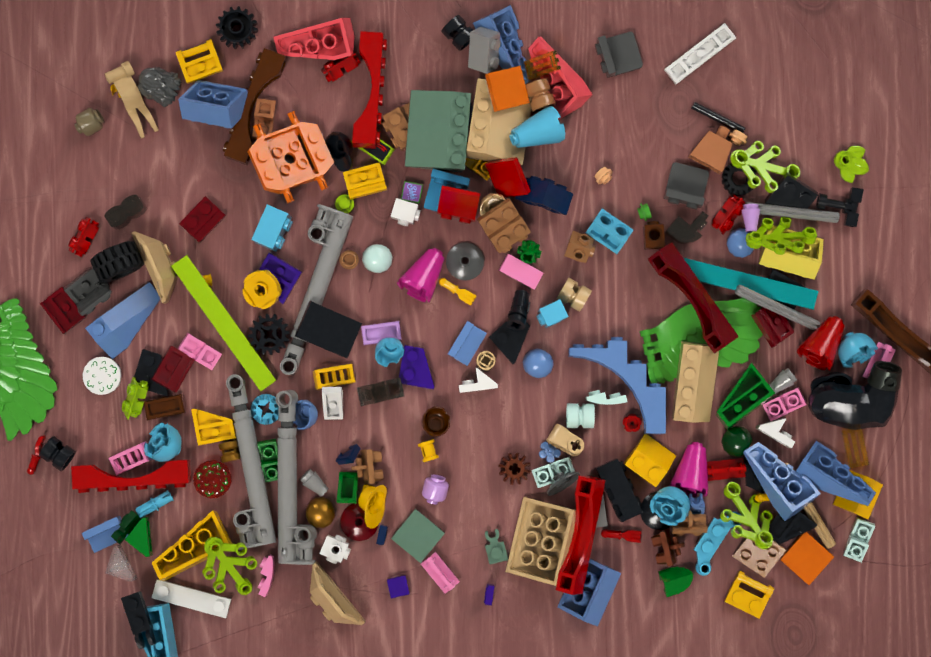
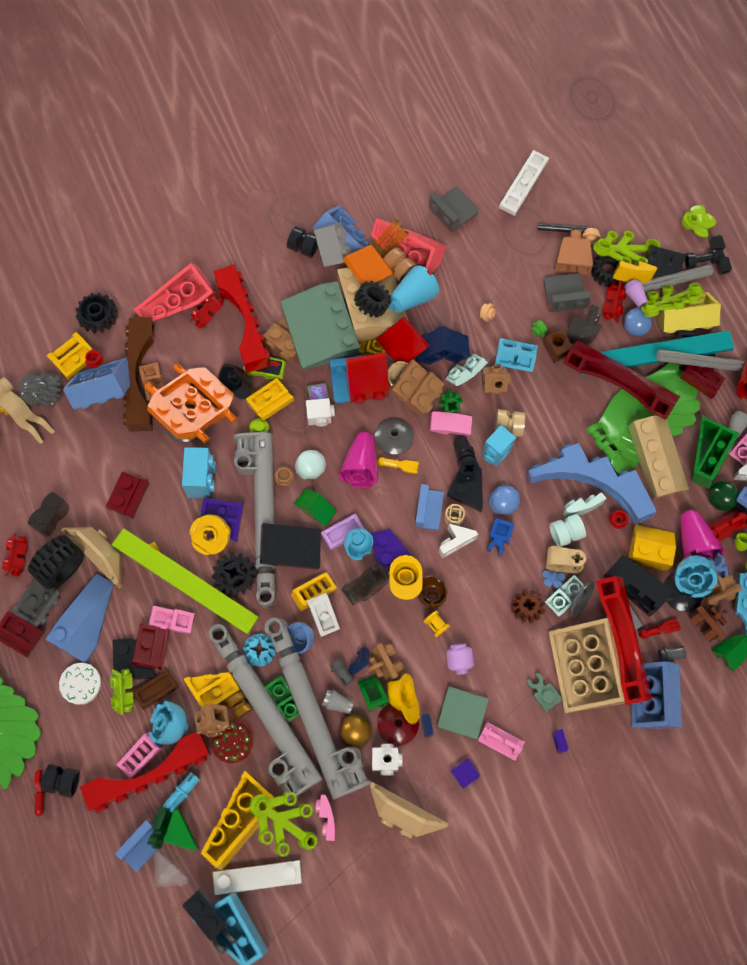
camera: 20 degrees left, 15 degrees down
(201, 456) = (211, 719): none -> medium nougat brick
(217, 71) = (93, 354): none -> red plate
(328, 458) = (341, 672): none -> dark grey pin
(365, 300) = (315, 506): none -> green slope
(417, 401) = (406, 577): none -> yellow piece
(486, 129) = (365, 303): none -> black tyre
(520, 393) = (500, 534): none -> blue plate
(550, 228) = (459, 374): none -> light aqua slope
(621, 560) = (674, 653): none -> dark grey pin
(764, 198) = (629, 272): none -> yellow slope

